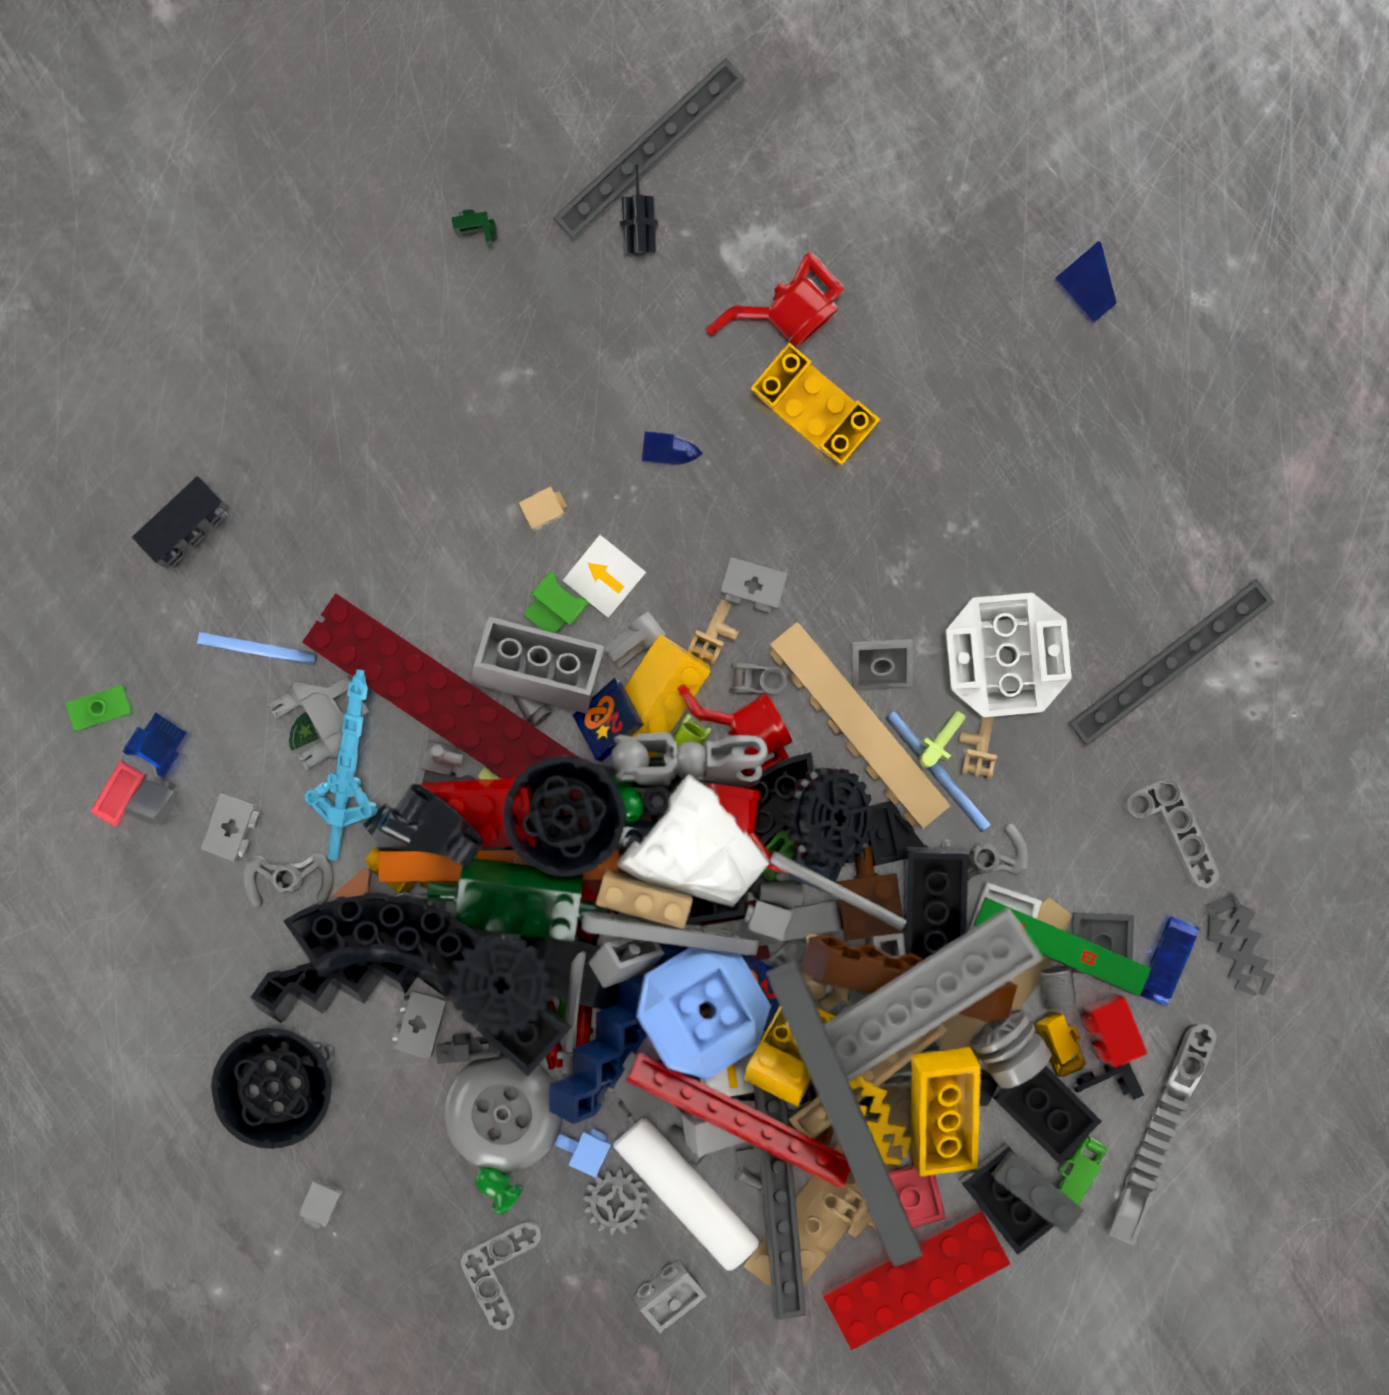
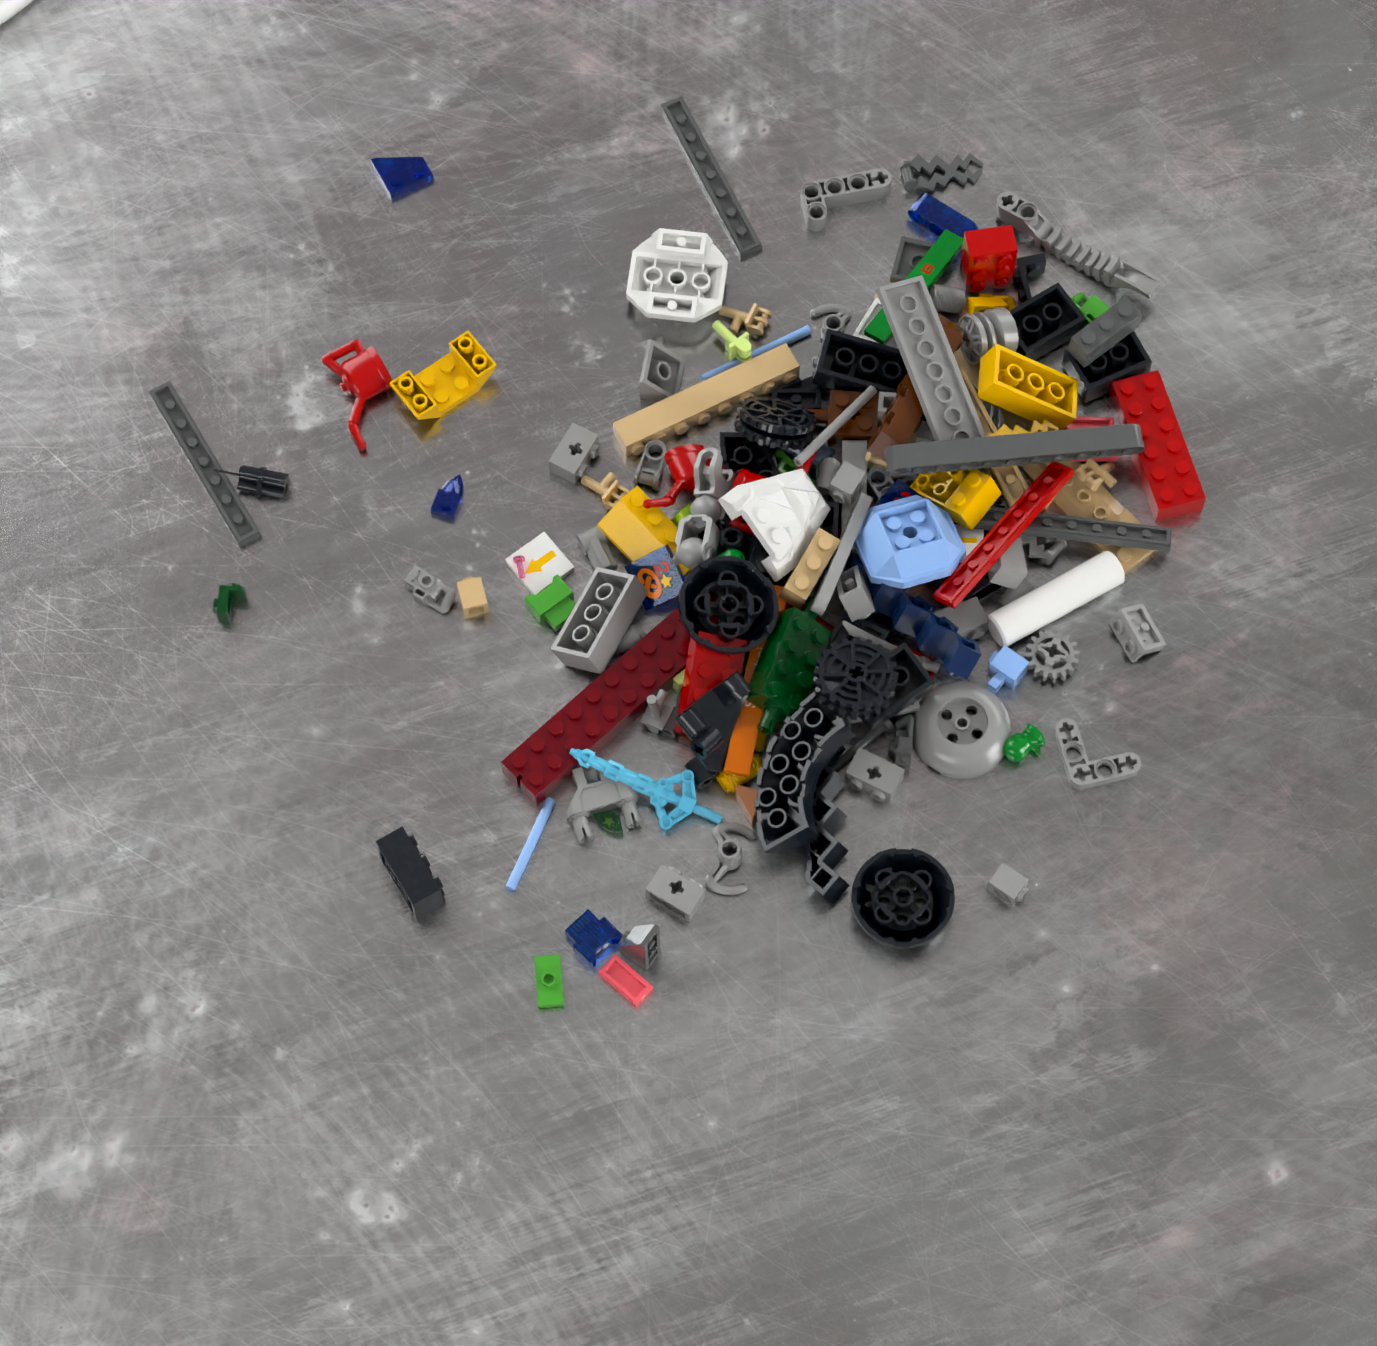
camera: 80 degrees left, 20 degrees down
(544, 457) = (429, 589): none -> light grey piece
(593, 554) = (519, 561): none -> clear pink piece

